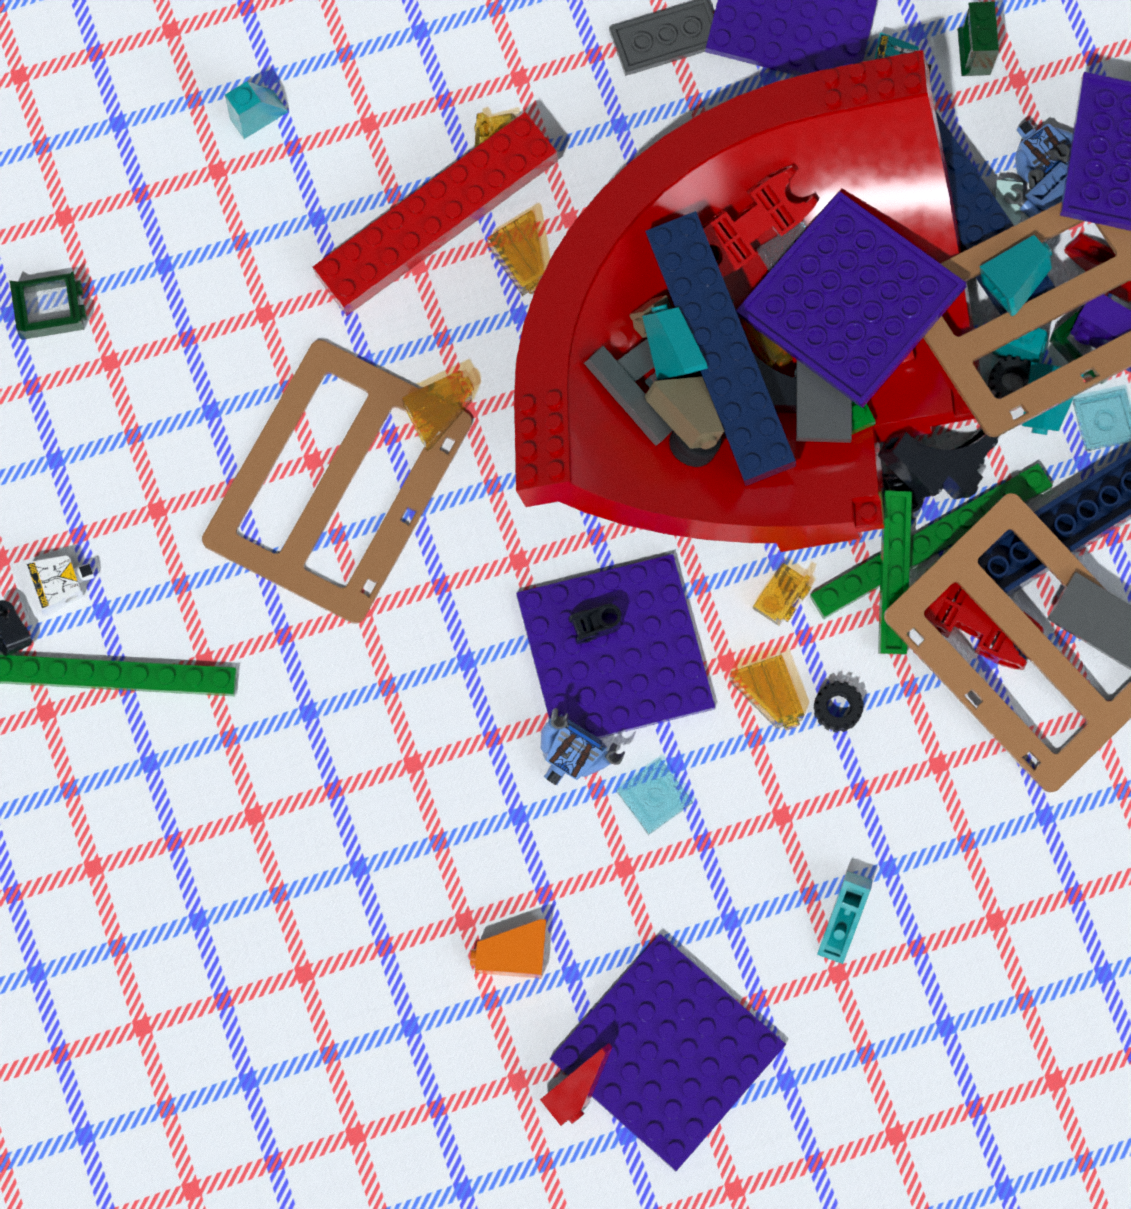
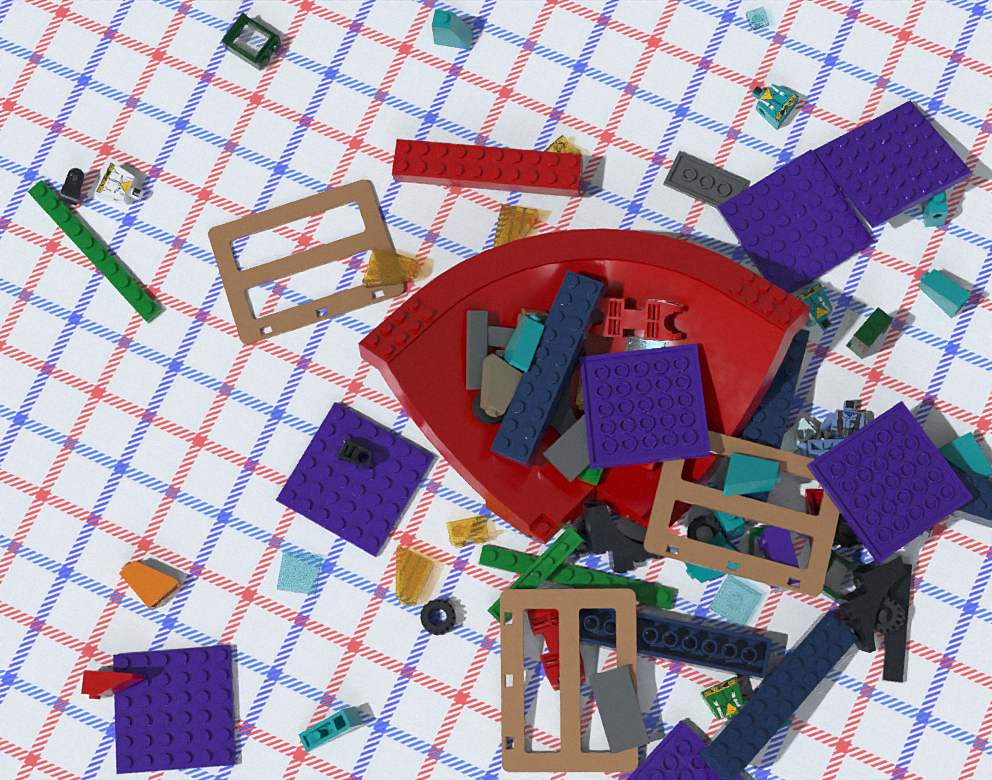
camera: 55 degrees right, 0 degrees up
(573, 750) = (279, 508): torso -> none

